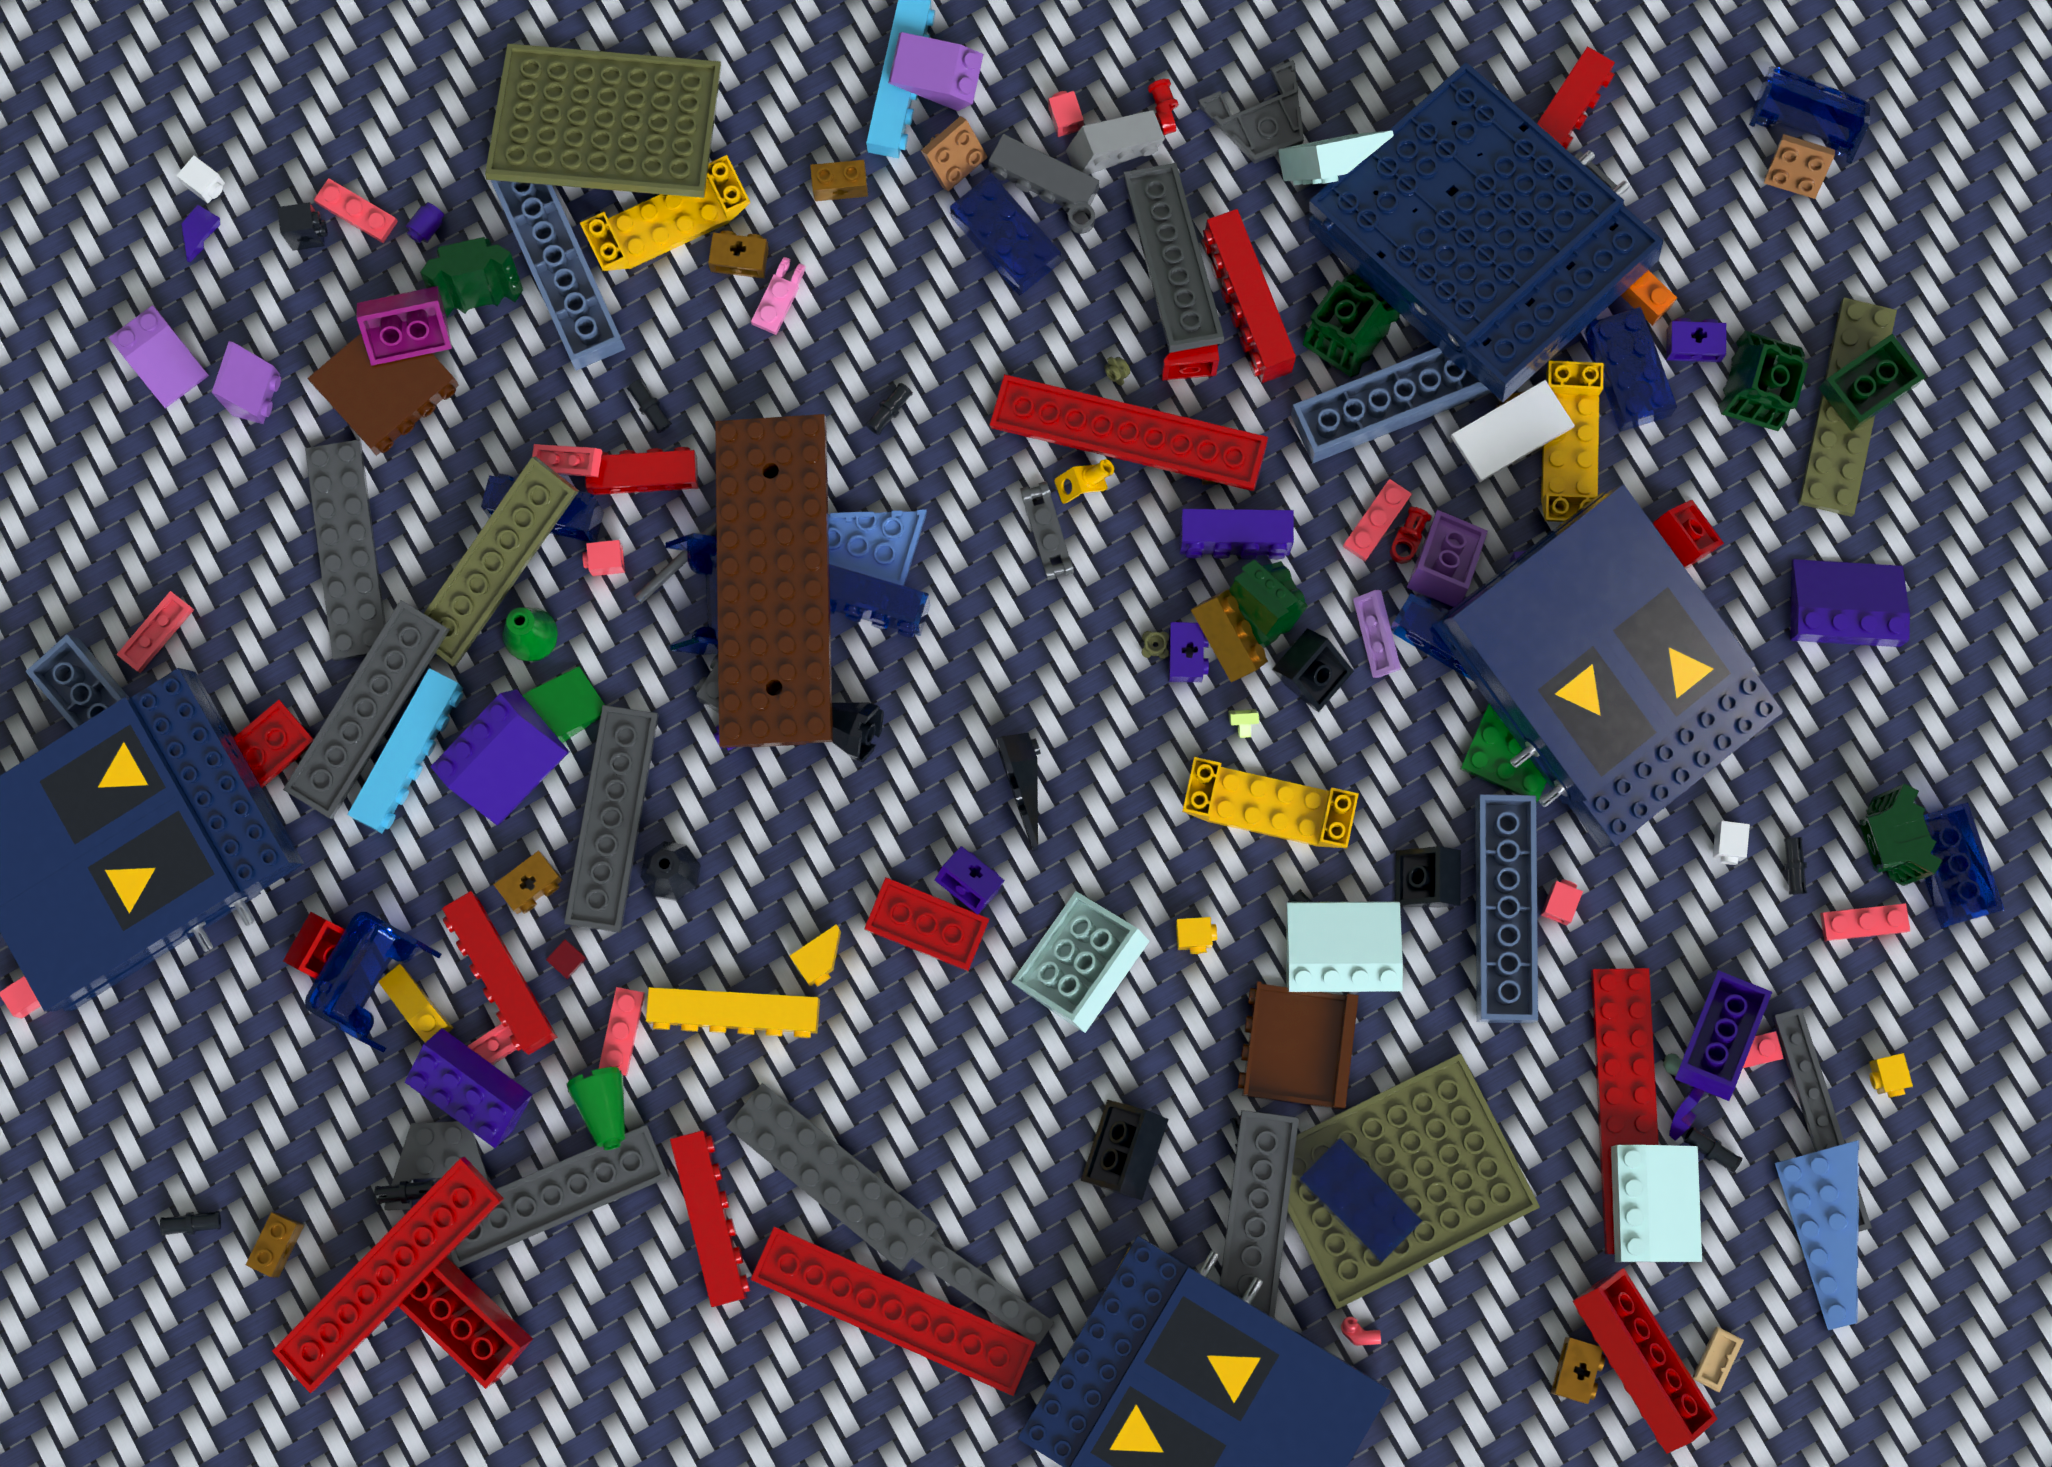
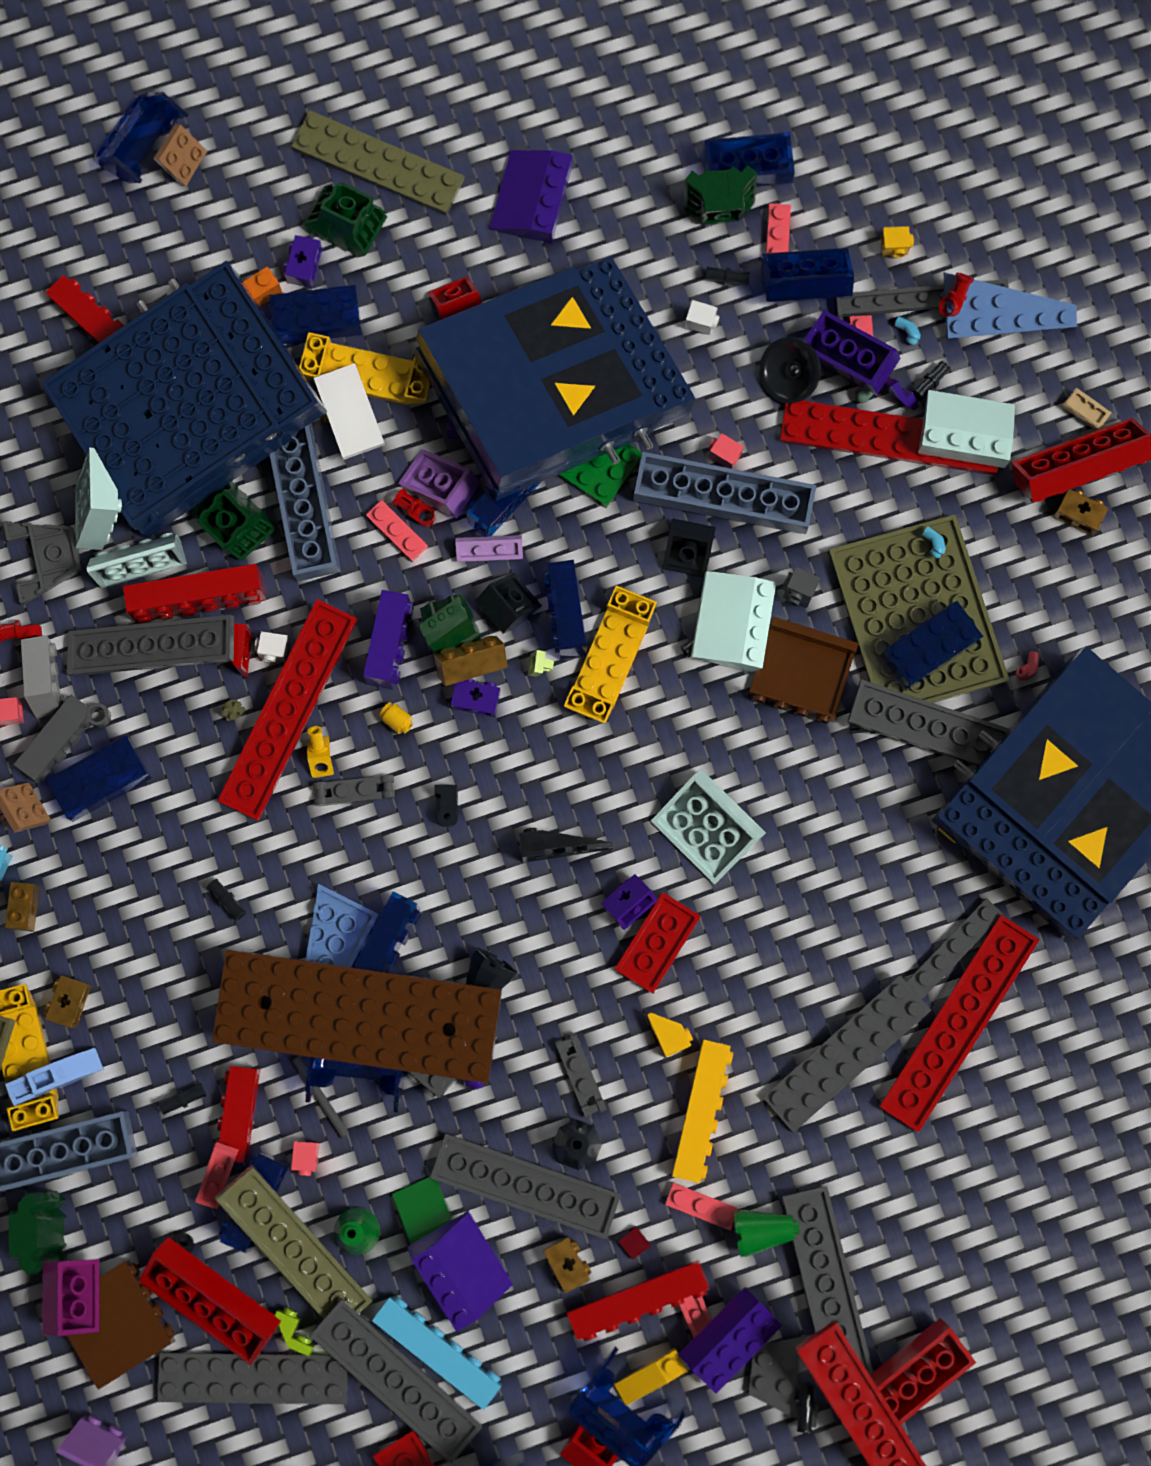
camera: 80 degrees left, 0 degrees up
(411, 576) = (288, 1327): none -> lime slope
(423, 480) = (209, 1300): none -> red brick
(489, 443) = (185, 1241): none -> black plate
(650, 257) = (54, 1076): none -> light blue slope
(709, 1219) = (865, 1158): red brick -> none
(752, 860) = (580, 1075): none -> dark grey plate
(778, 298) = (112, 976): bright pink hinge -> none
(1048, 645) = (448, 813): none -> black leg
(1124, 1149) = (862, 819): black slope -> none
(1143, 562) = (396, 718): none -> yellow brick
(1150, 638) = (460, 716): olive plate -> none
(1195, 934) = (702, 733): yellow brick -> none
(1202, 400) = (272, 647): none -> white brick
(1276, 221) = (137, 561): none -> light aqua slope
(1317, 738) = (566, 608): none -> clear blue brick
(1401, 1023) = (800, 587): none -> dark grey brick
(1496, 1188) = (937, 542): none -> medium azure arm
(1682, 952) = (778, 371): none -> black dish
(1777, 1112) = (910, 328): none -> medium azure arm
(1816, 964) = (807, 274): none -> clear blue brick
(1829, 1159) = (956, 295): none -> red connector
(1871, 382) = (366, 137): dark green brick -> none

